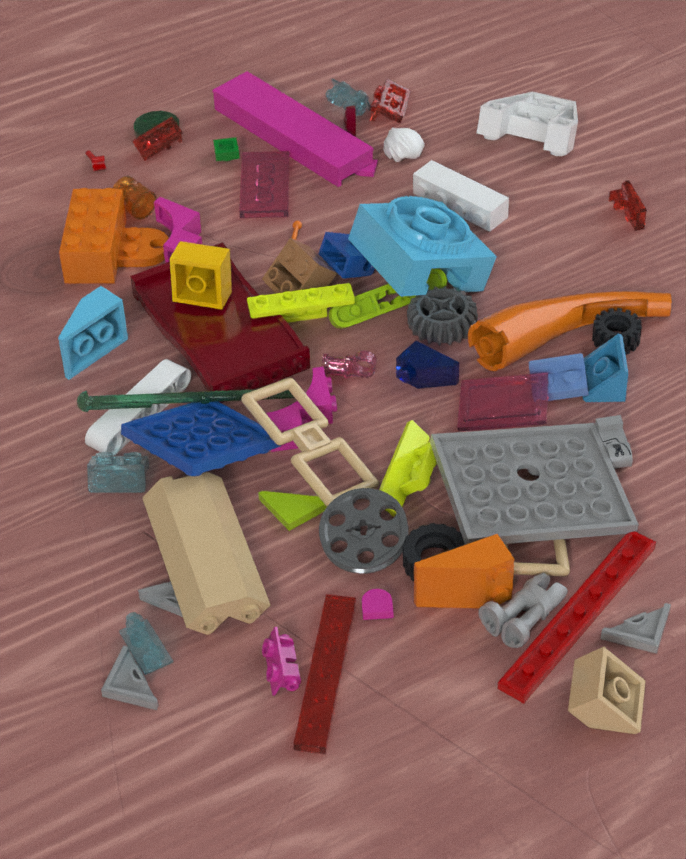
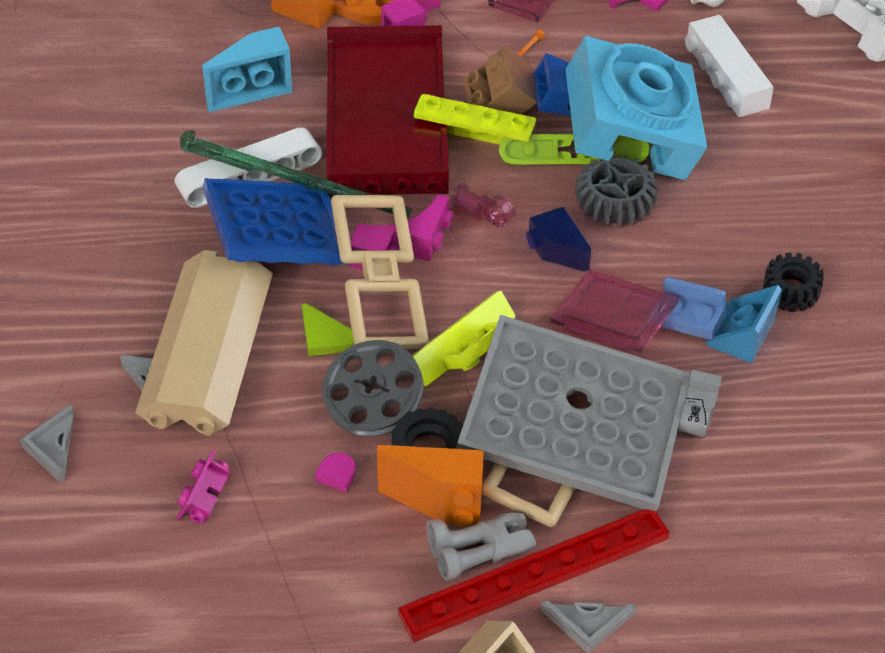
camera: 25 degrees right, 5 degrees up
(117, 473) = (181, 226): clear light blue bracket -> none
(144, 644) = (91, 412): clear light blue hinge -> none
(200, 275) = (388, 52): yellow brick -> none
(325, 674) = (237, 520): clear red tile -> none
(525, 327) = (694, 238): orange brick -> none

